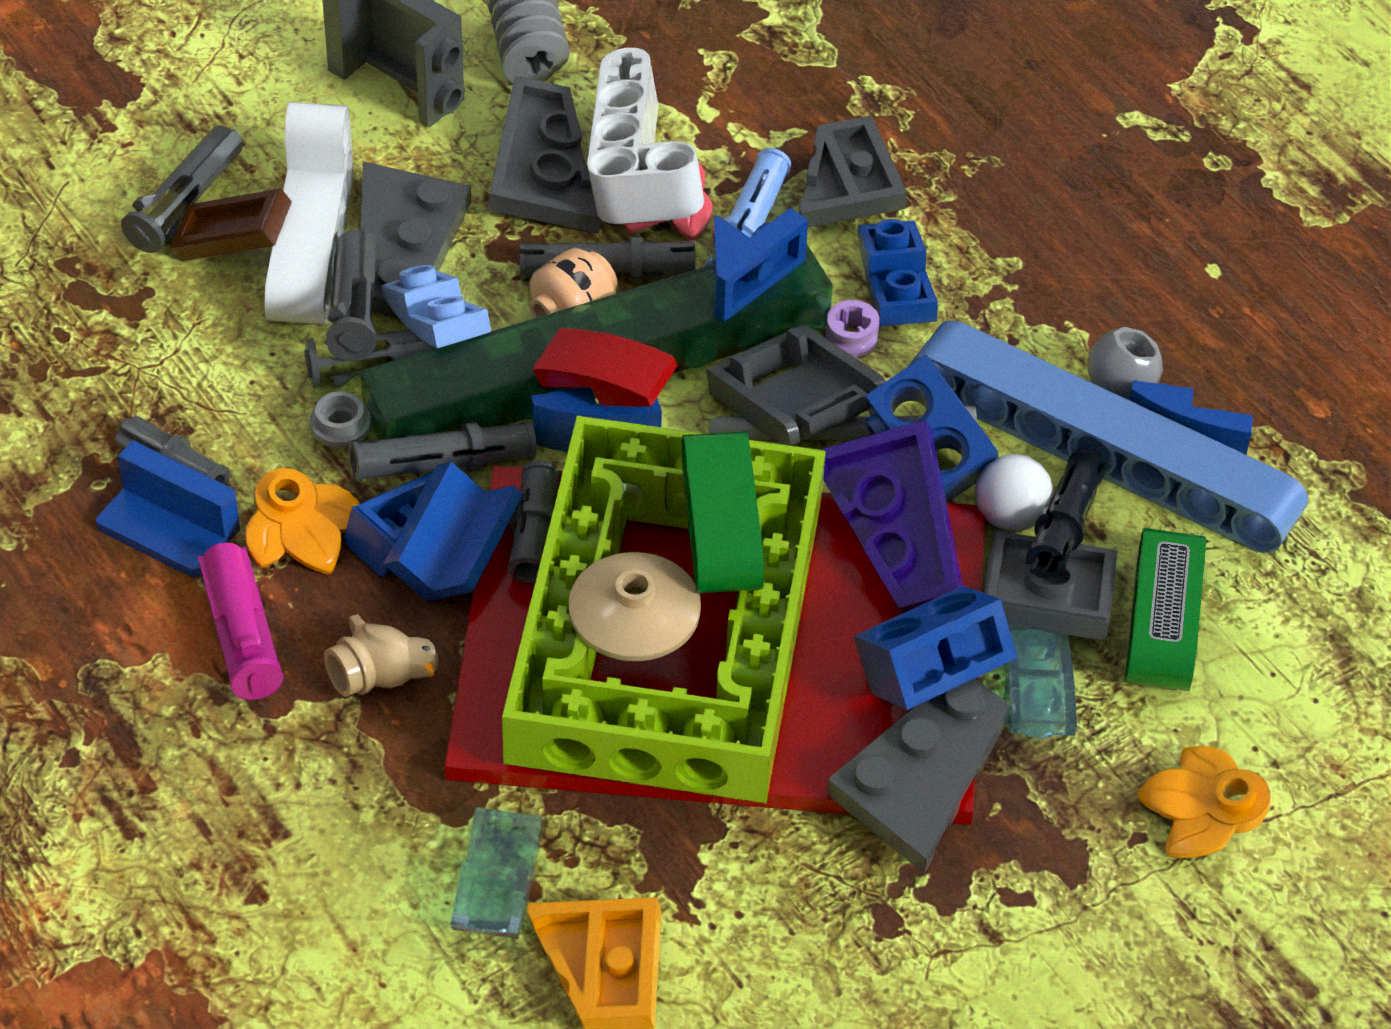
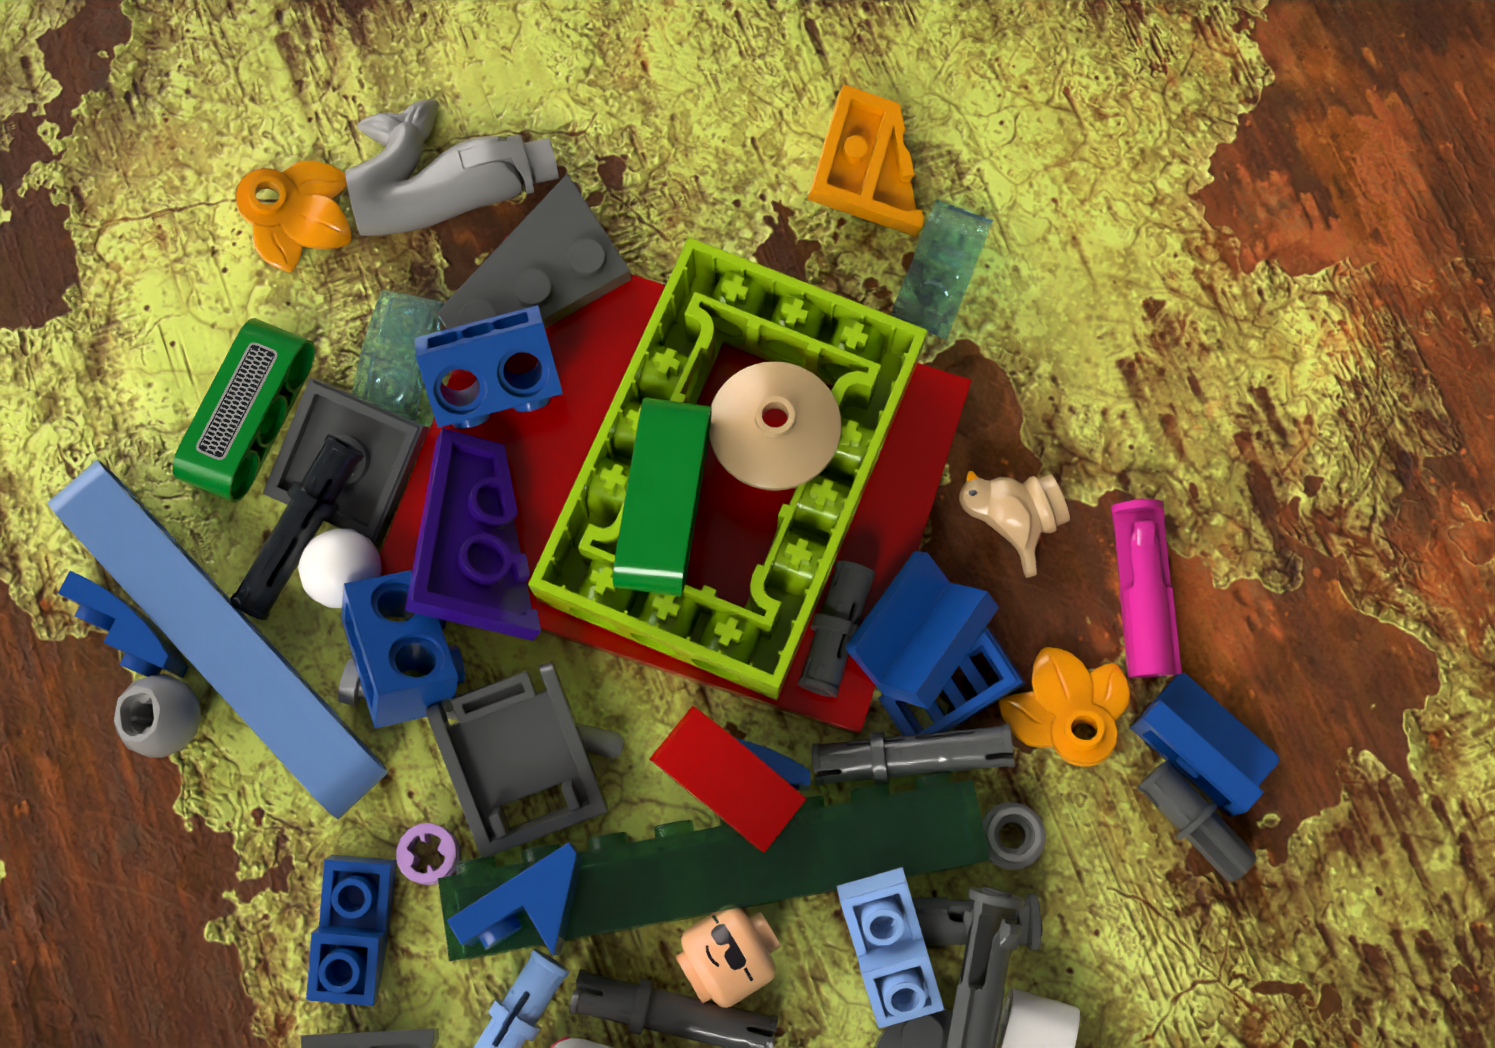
camera: 165 degrees left, 25 degrees up
(1043, 848) = (456, 182): none -> light grey piece

